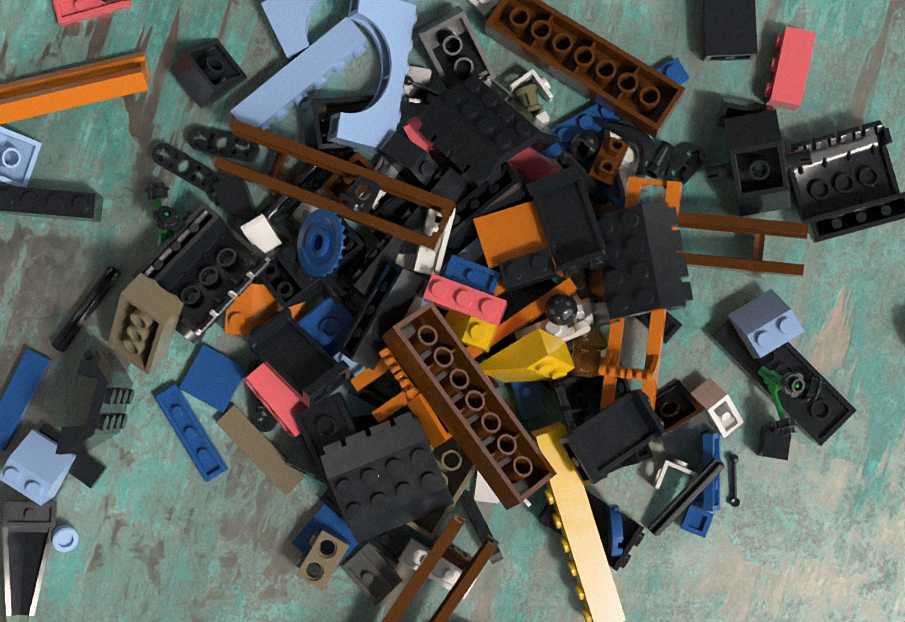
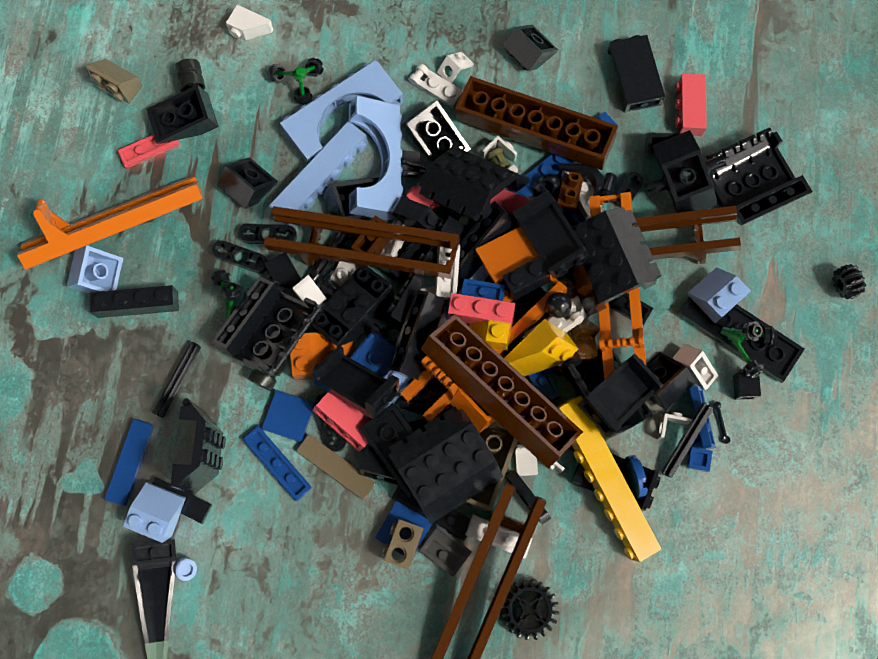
camera: 15 degrees left, 10 degrees down
(144, 323) = (227, 376): dark tan brick -> none
(320, 242) = (358, 286): blue gear -> none
(356, 204) = (383, 248): black bracket -> none

